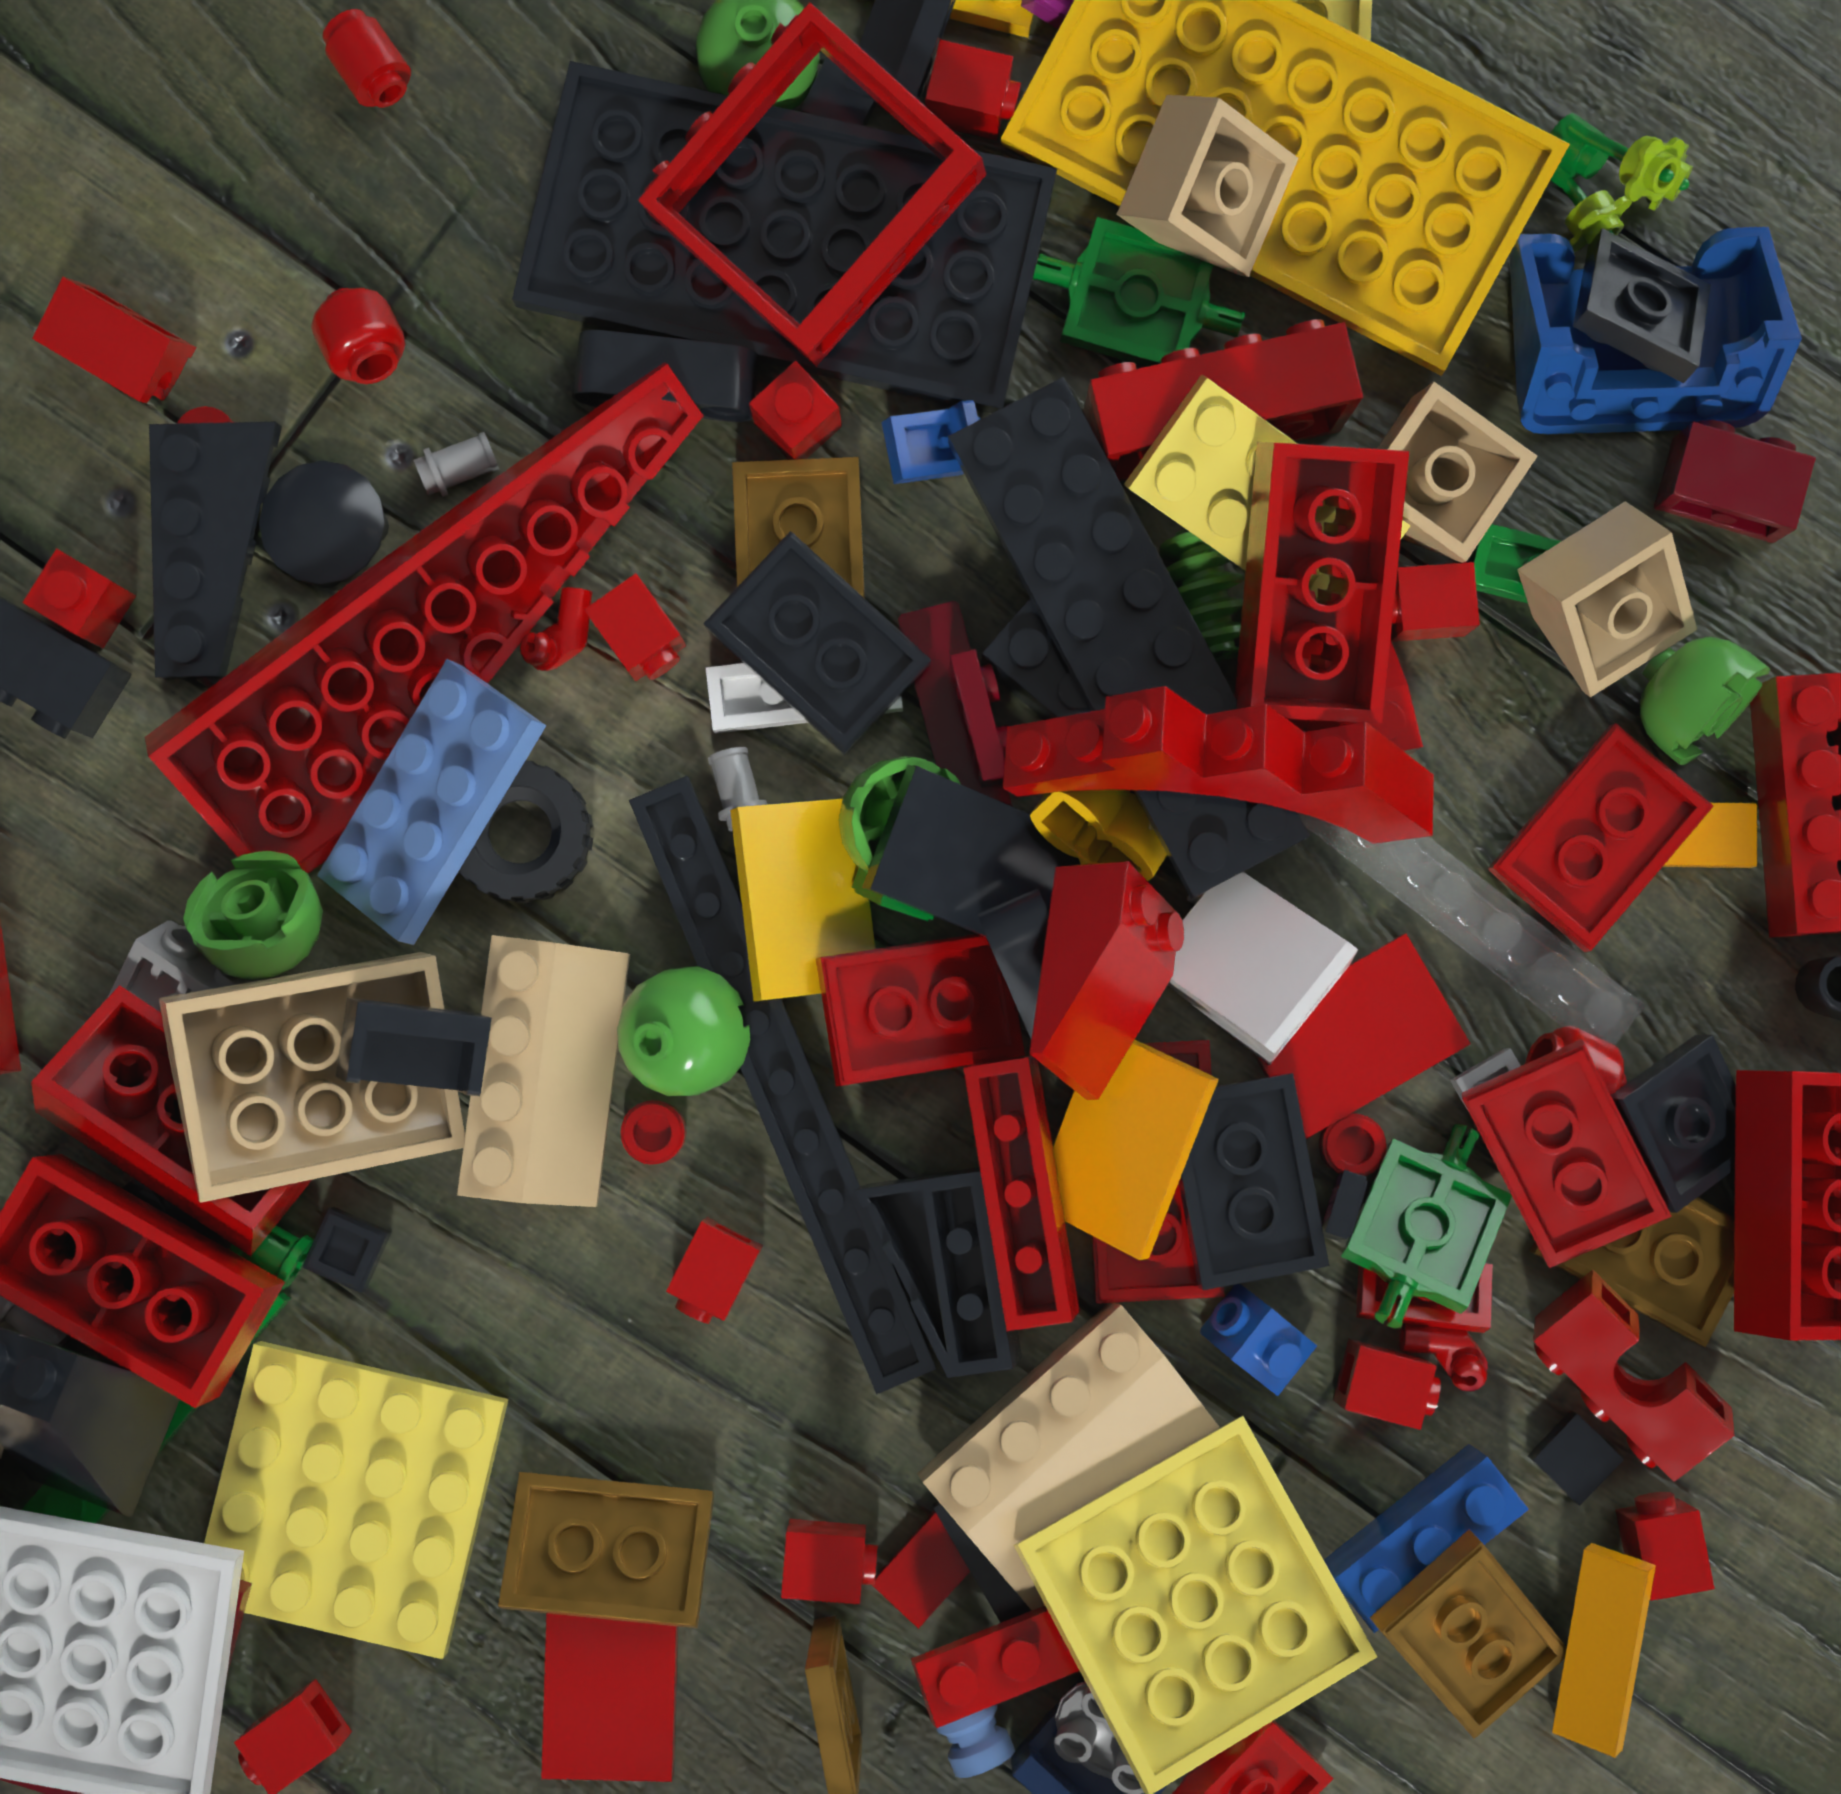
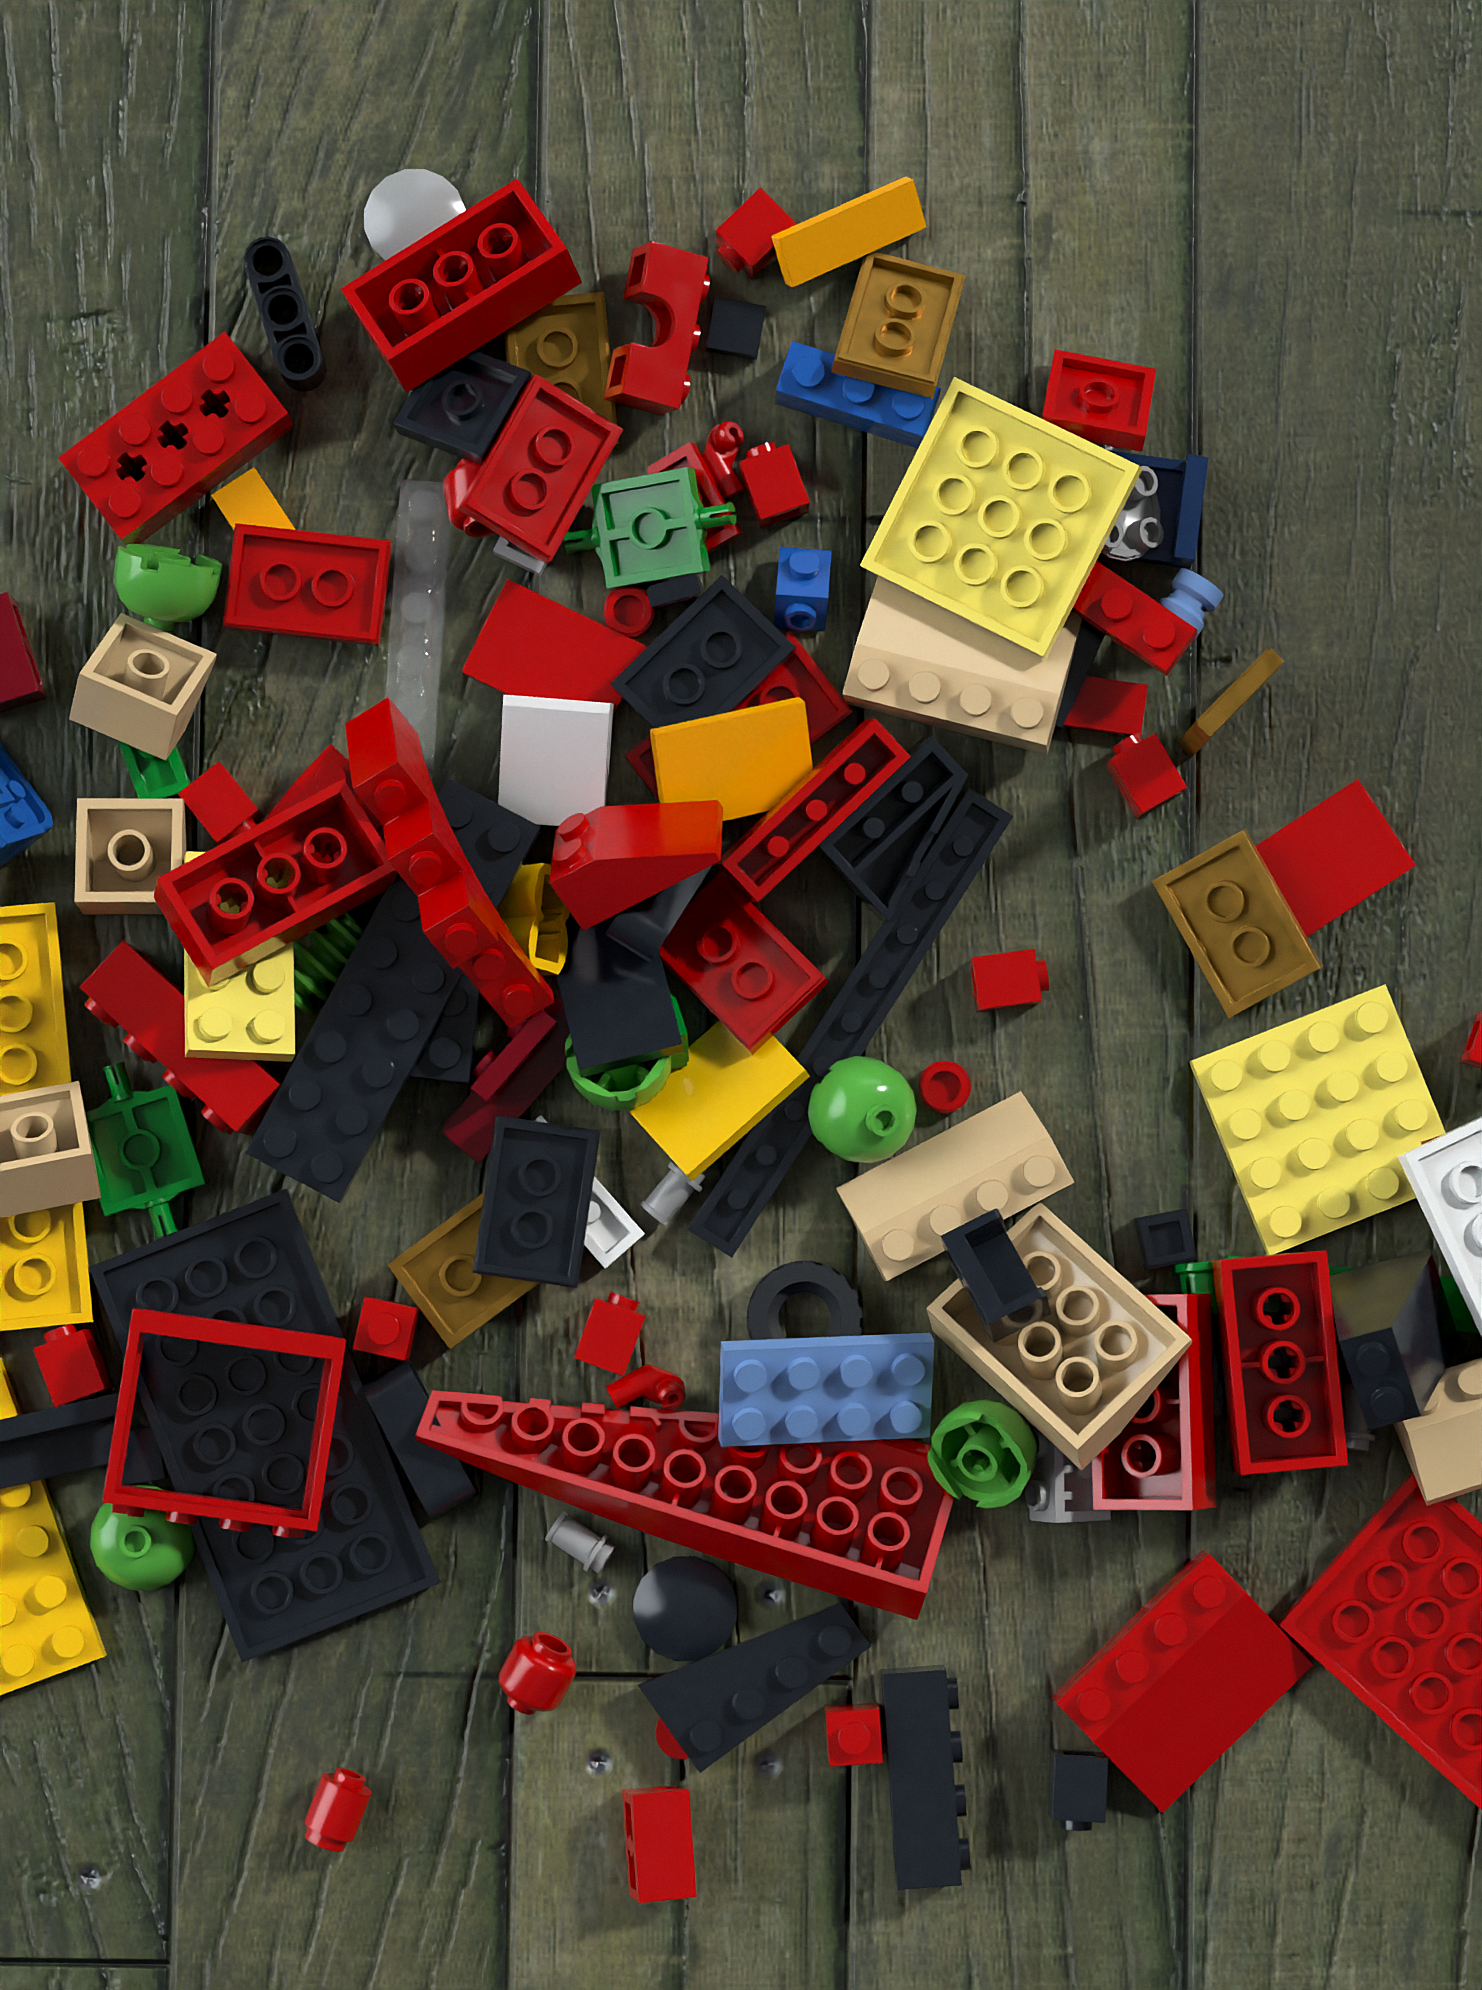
camera: 125 degrees left, 0 degrees up
(920, 445) = (344, 1226): blue bracket -> none

